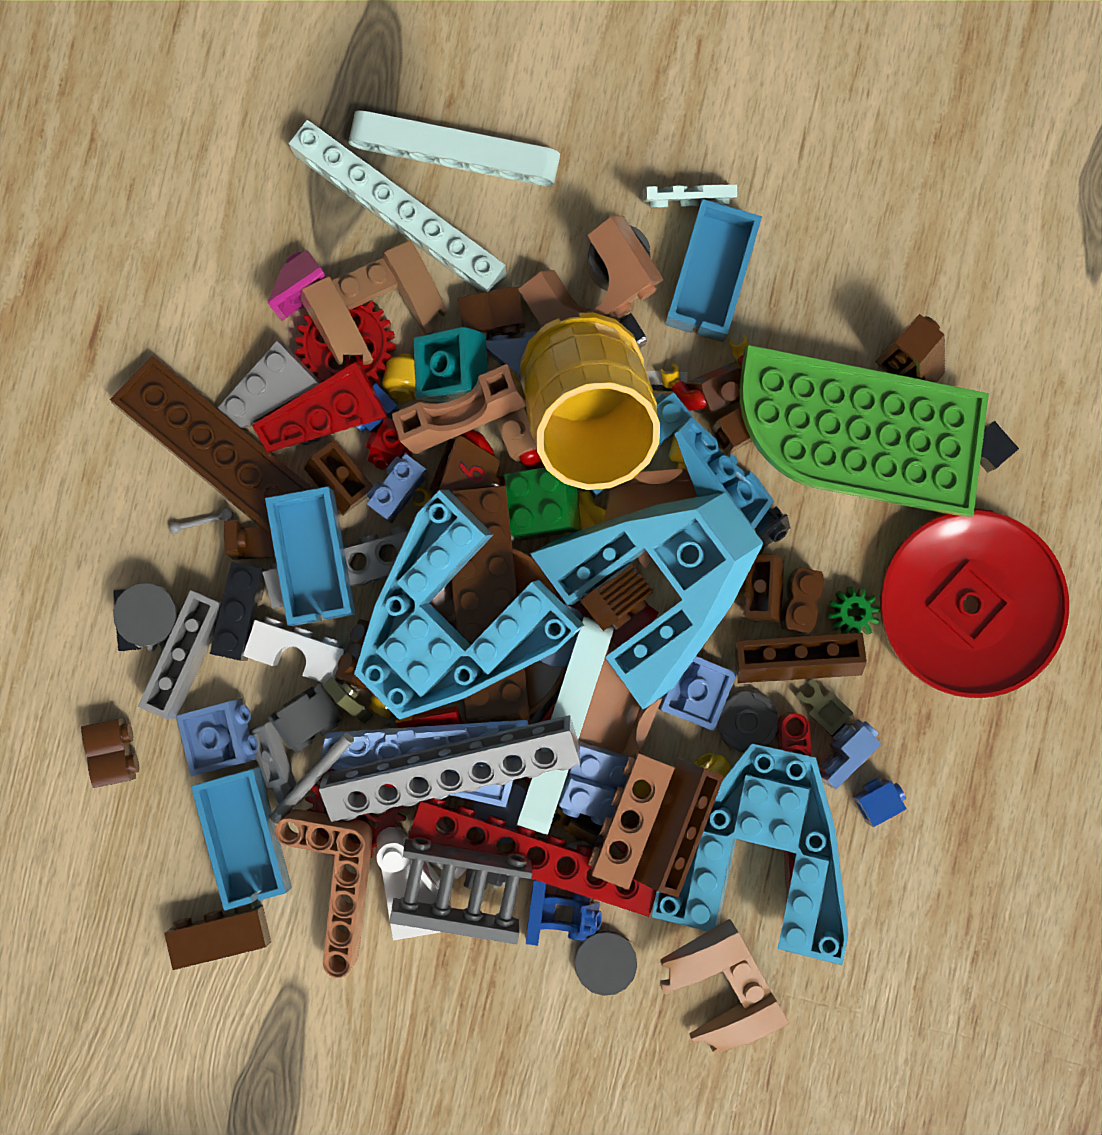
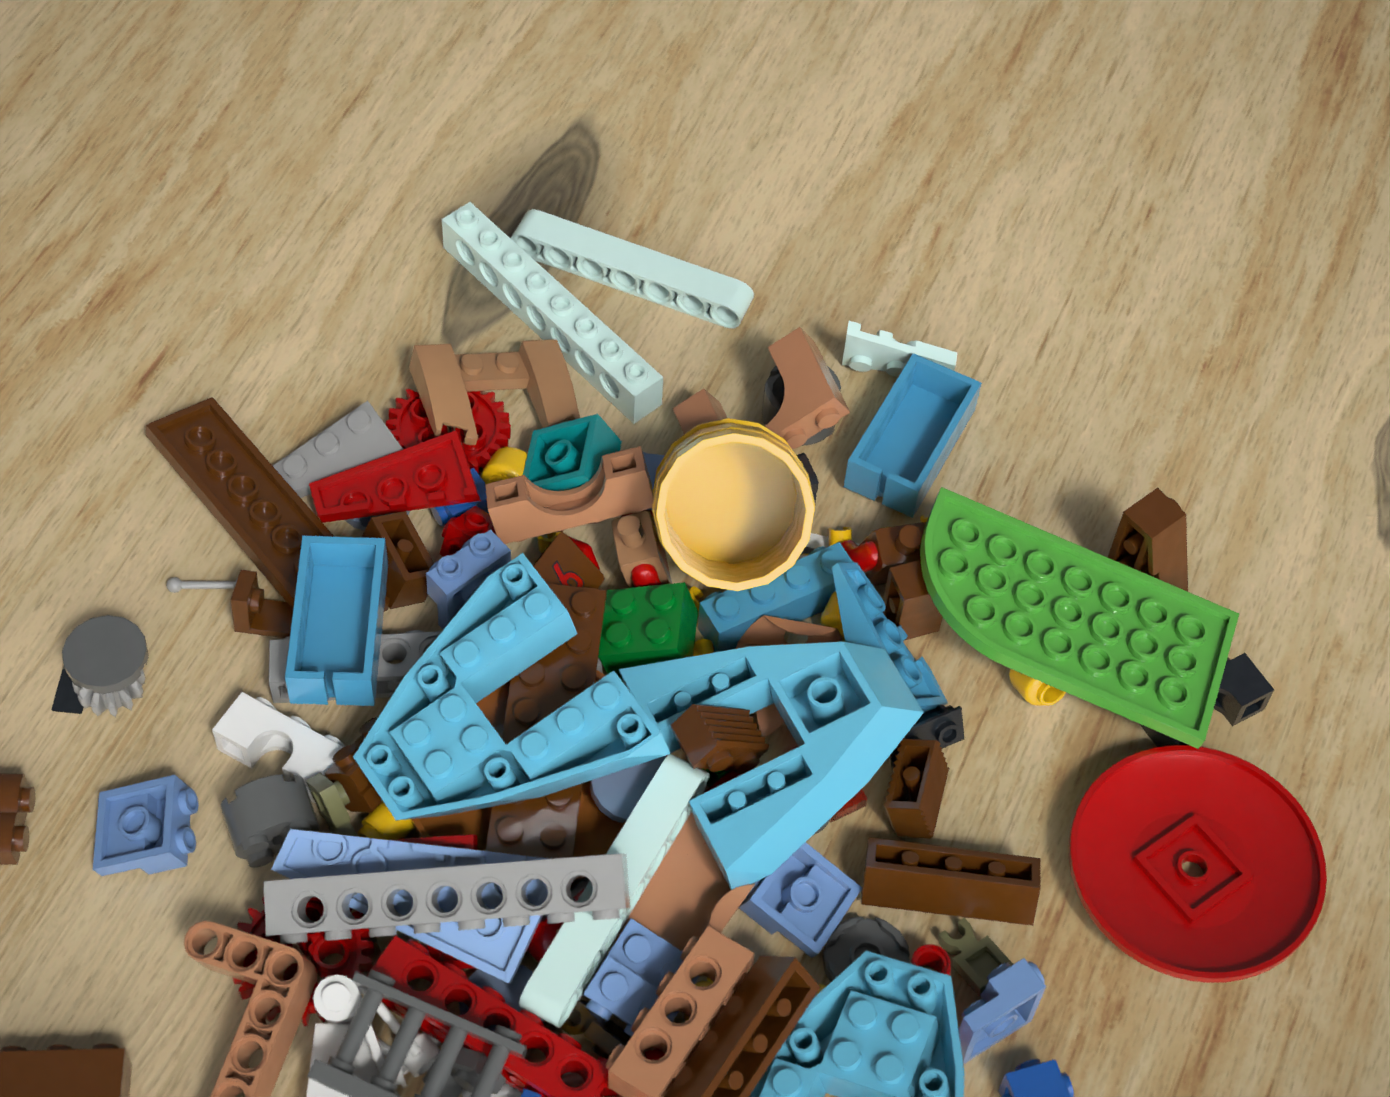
camera: 10 degrees right, 30 degrees down
(181, 656) = (134, 717): light grey brick -> none
(234, 624) = (236, 661): black arch -> none
(241, 838) = (135, 953): dark azure piece -> none
(273, 761) = (210, 873): light grey hinge -> none
(296, 274) = (393, 356): dark pink slope -> none
(312, 777) = (267, 872): light grey bar -> none
(492, 312) = (639, 425): reddish brown brick -> none
(803, 591) = (967, 809): reddish brown brick -> none
(858, 602) = (1046, 839): green gear -> none

